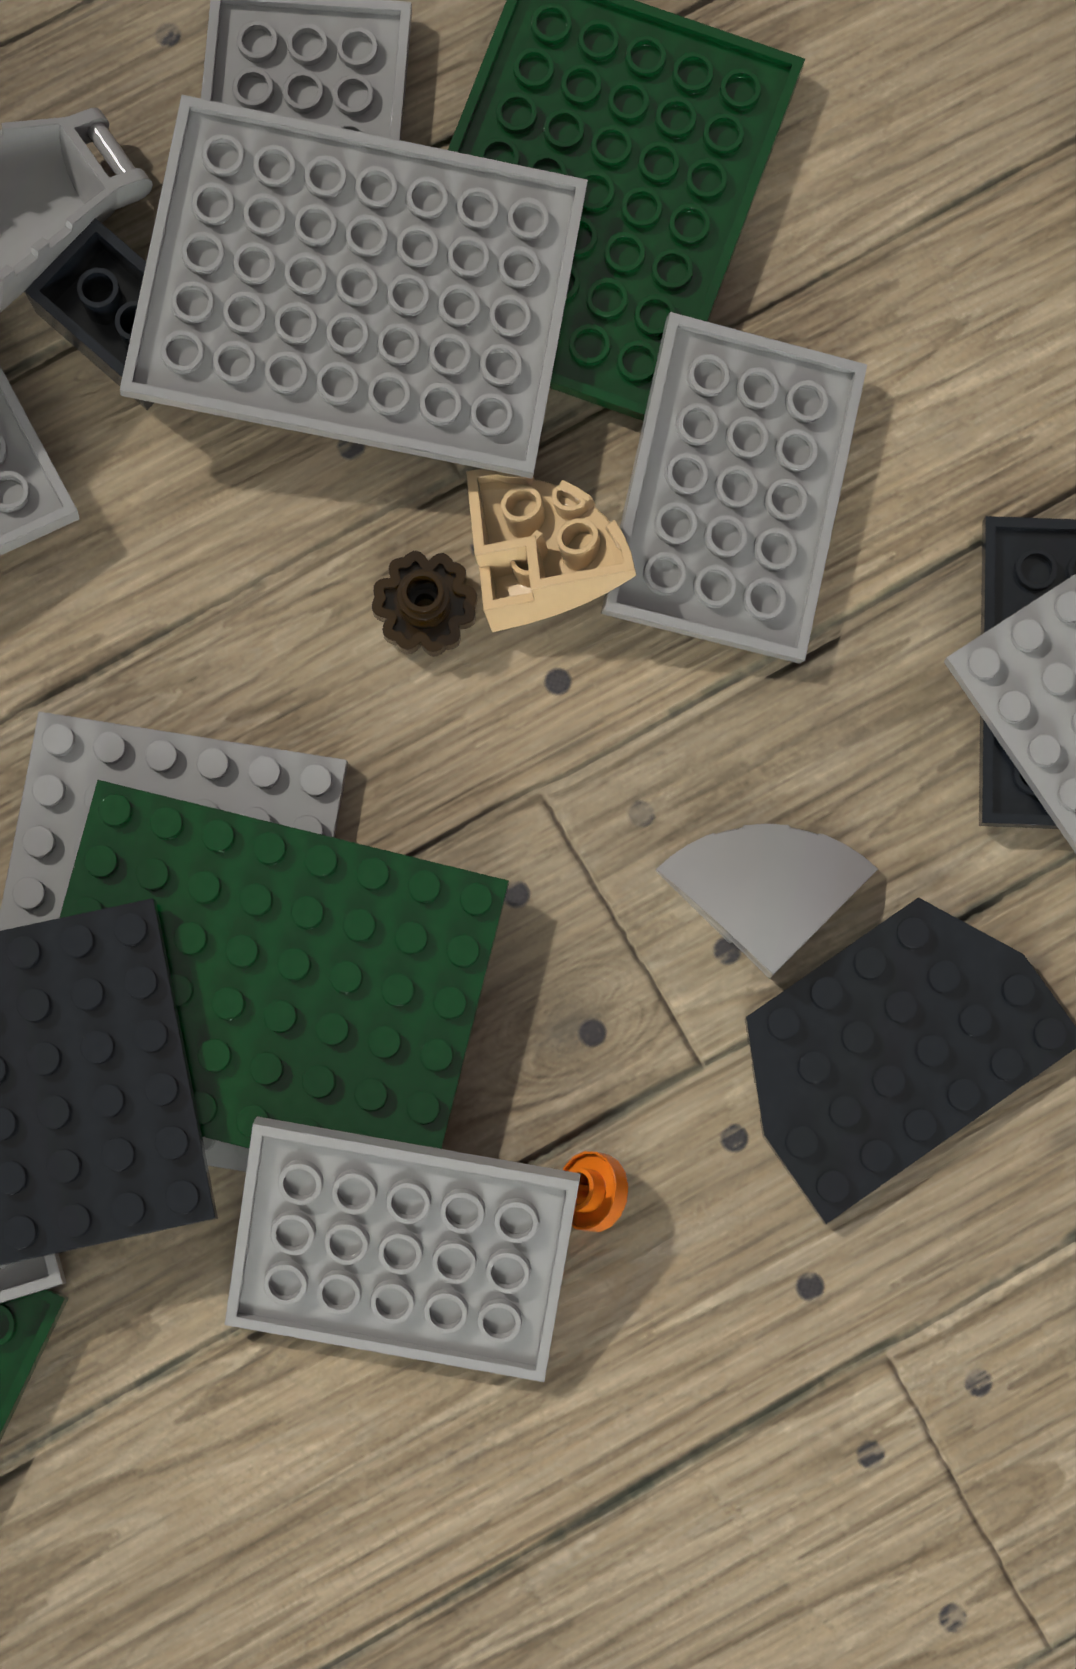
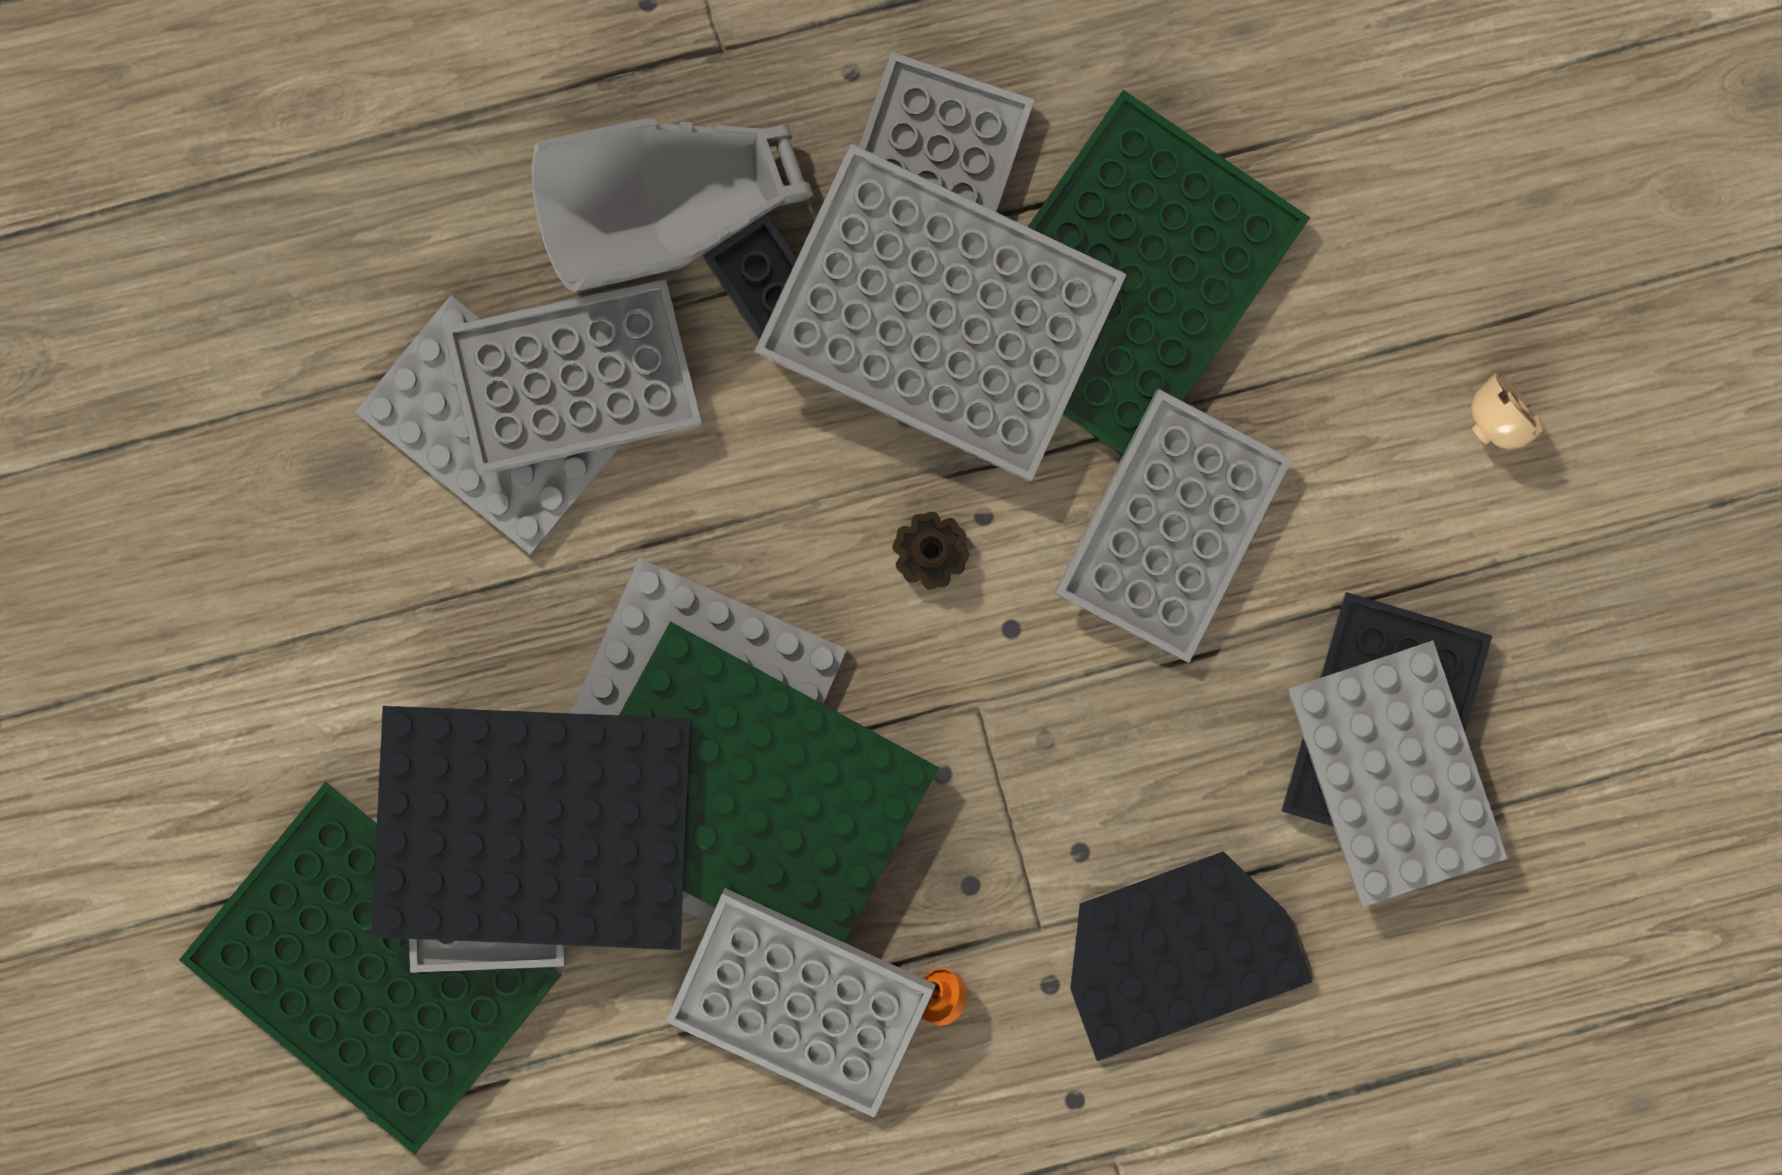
camera: 15 degrees right, 5 degrees up
(541, 548) = (1023, 533): tan brick -> none
(766, 886) = (1120, 815): light grey brick -> none

